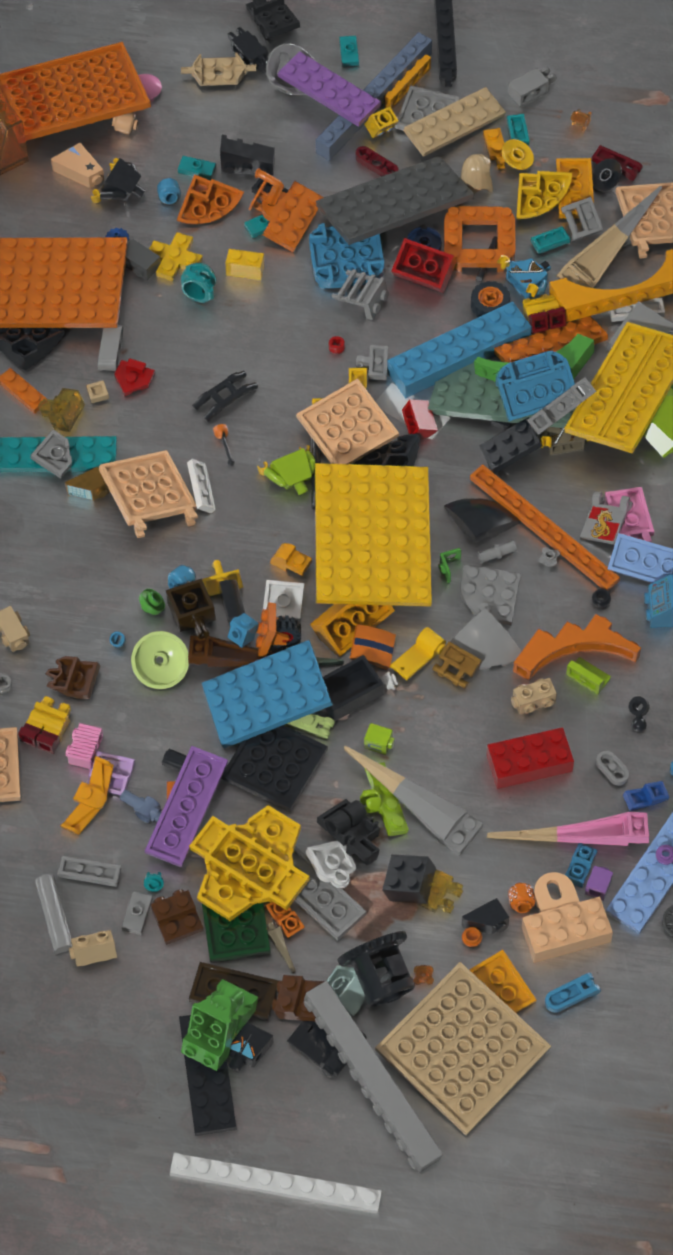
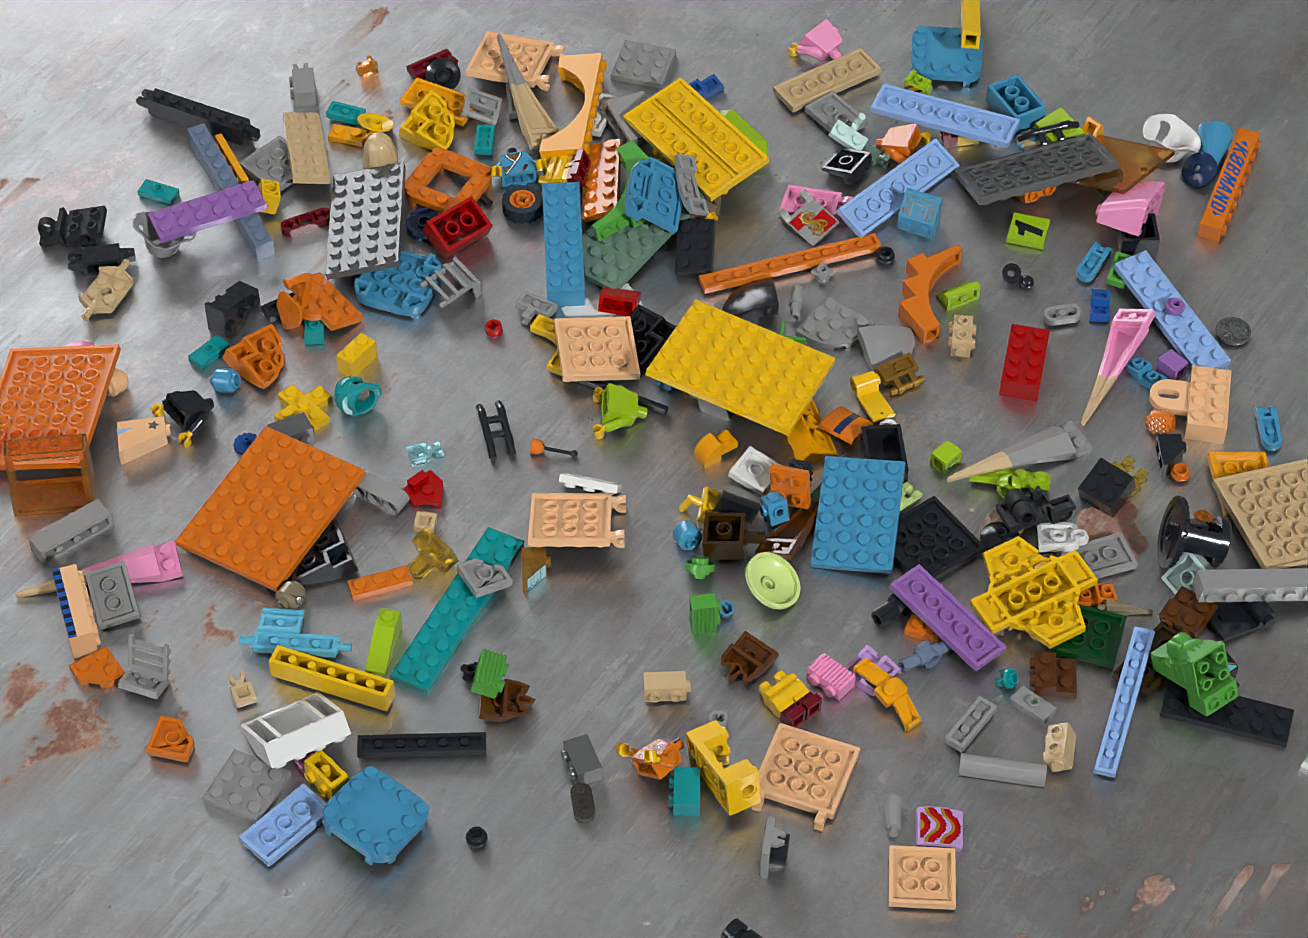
camera: 65 degrees left, 10 degrees down
(97, 623) = (704, 613): none -> bright green brick
(168, 981) = (1124, 702): none -> light blue plate
(172, 357) = (422, 453): none -> clear light blue plate
(309, 824) = (991, 537): none -> black dish

